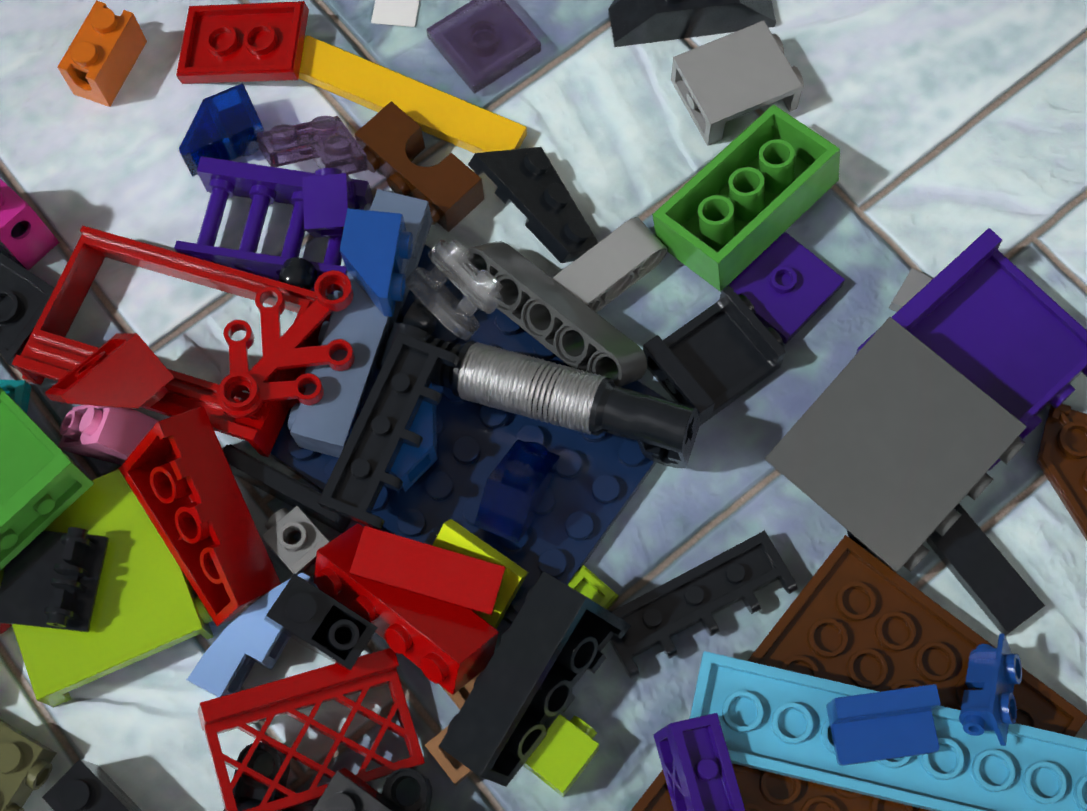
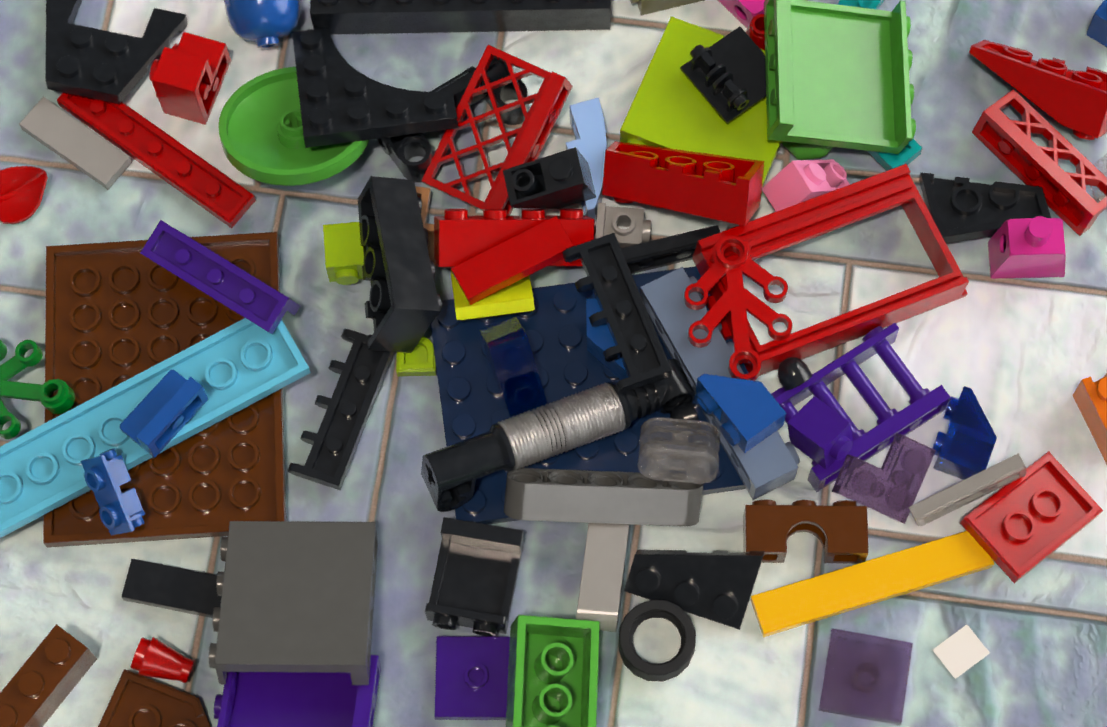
camera: 135 degrees right, 0 degrees up
(115, 375) = (820, 191): red slope -> none
(266, 84) = (968, 490): none -> light grey tile
(612, 159) = (667, 611): none -> black tyre
(1050, 516) = (161, 661): none -> red cone

